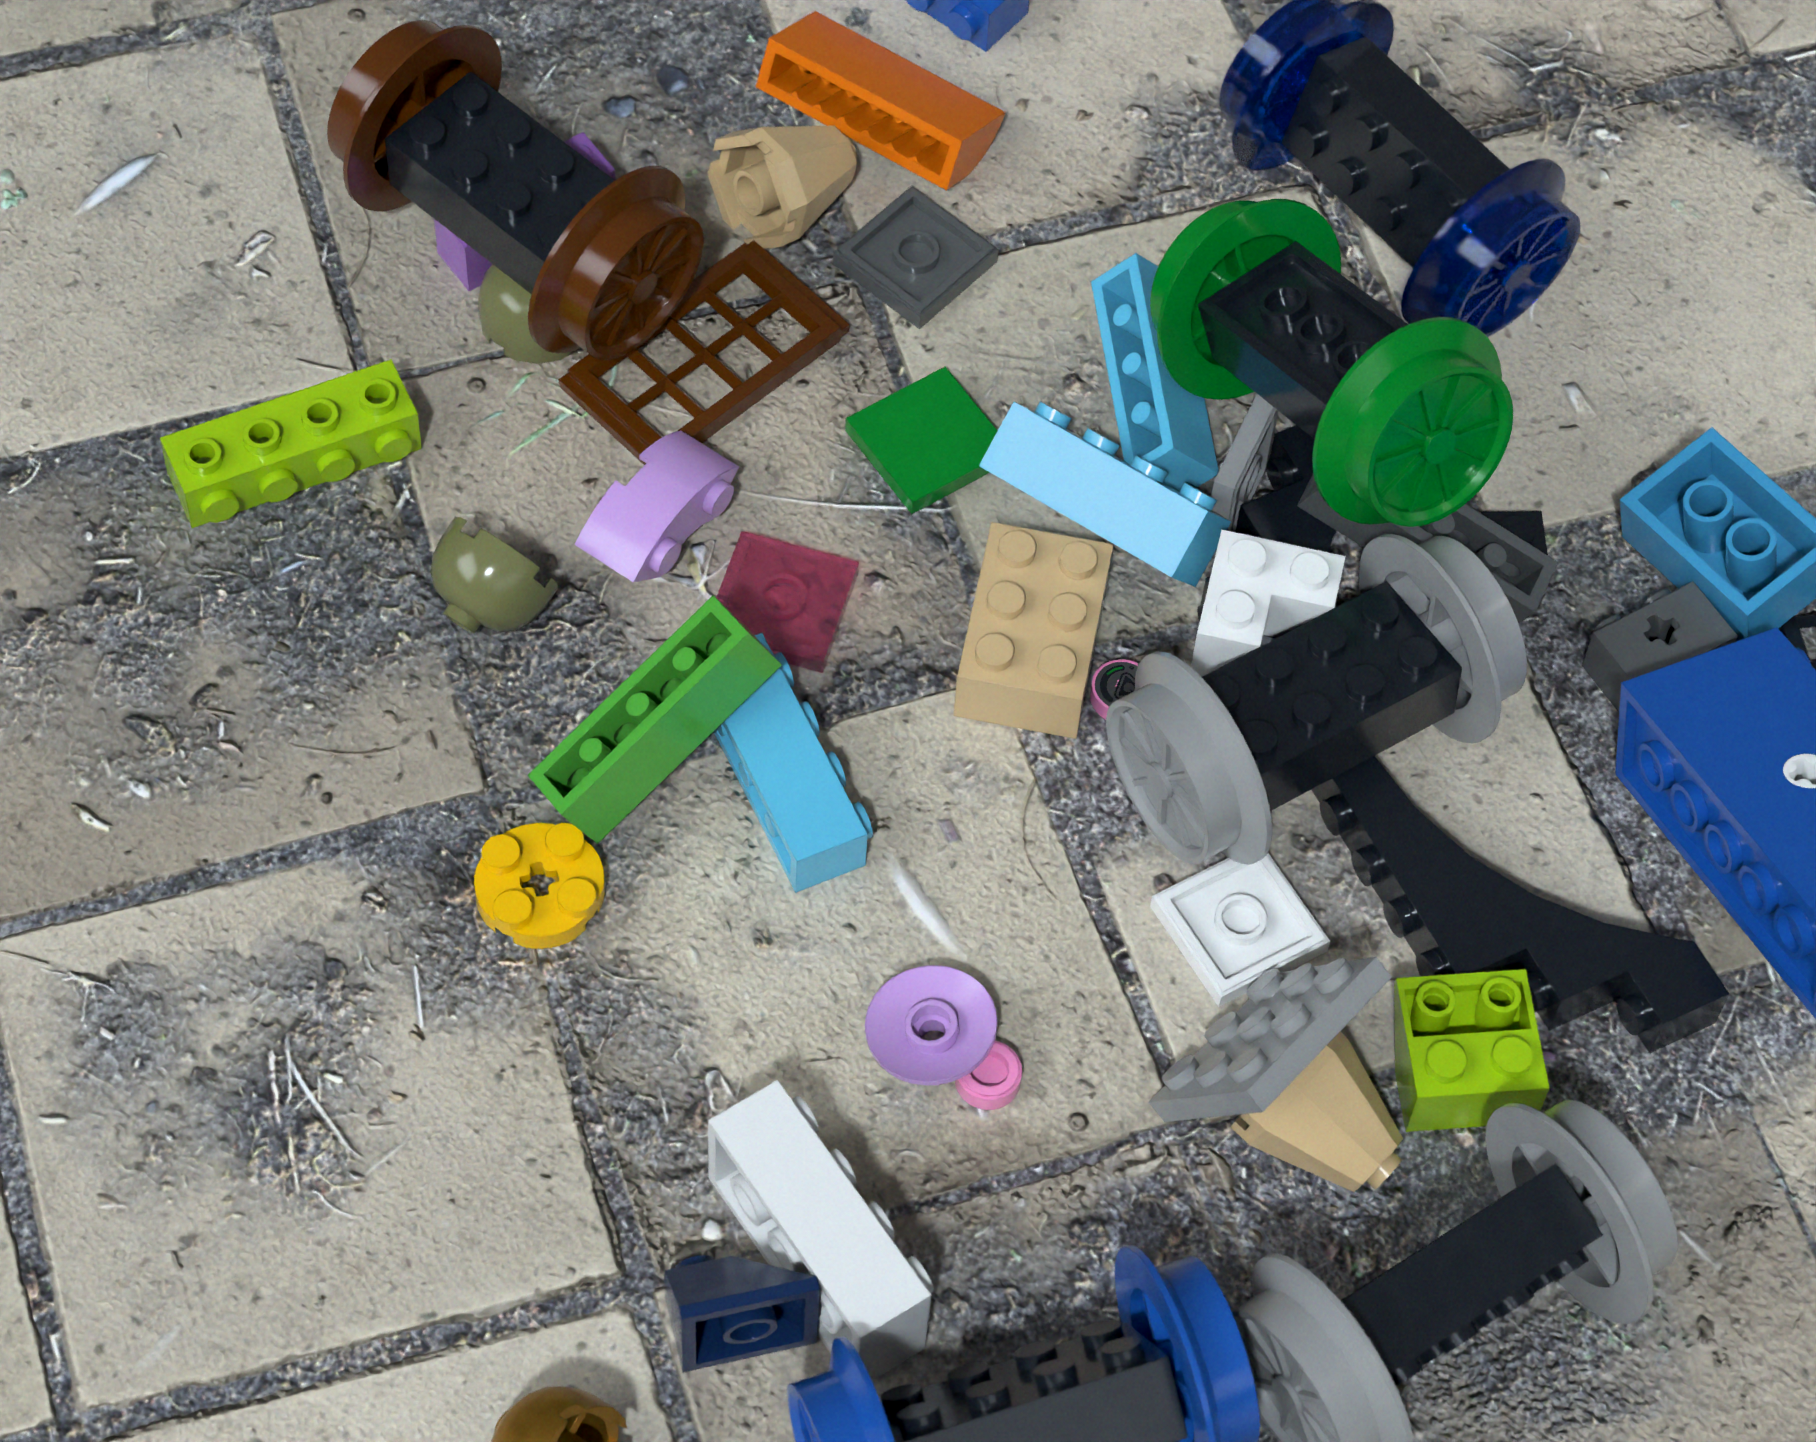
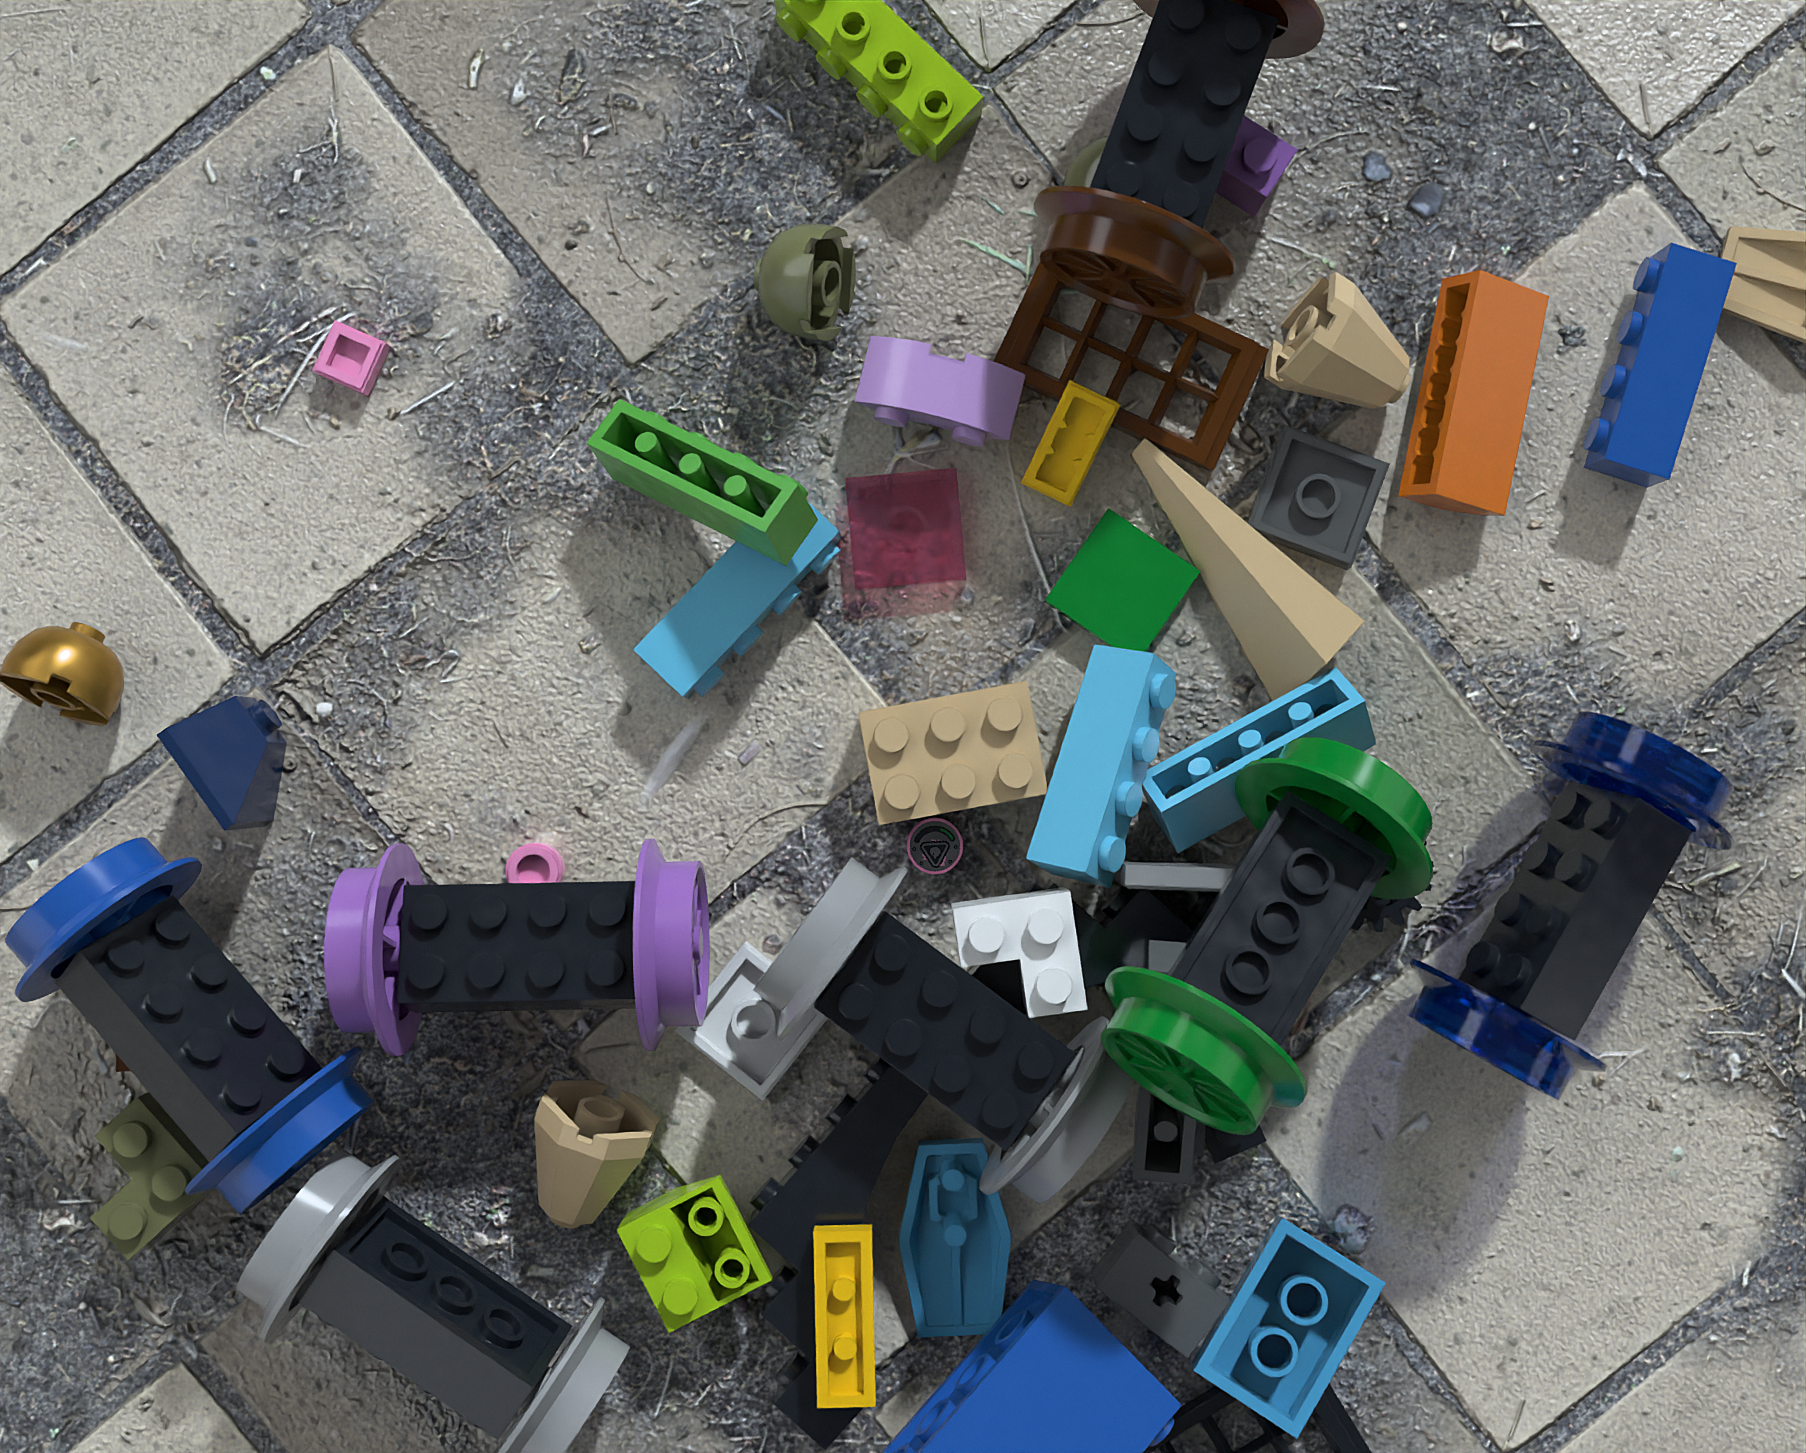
camera: 75 degrees right, 30 degrees up
(338, 1047) = (351, 358): none -> bright pink tile
(534, 850) = (523, 441): yellow plate -> none
(765, 425) = (1070, 443): none -> yellow plate
(812, 1220) = (310, 802): white brick -> none
(925, 1002) = (518, 808): lavender dish -> none
(1009, 316) = (1273, 606): none -> tan wedge
(1035, 1153) = (516, 947): none -> brick
(1268, 1040) = (609, 1099): light grey plate -> none
(1547, 818) = (953, 1240): none -> dark azure piece
(1587, 907) = (844, 1316): none -> yellow plate

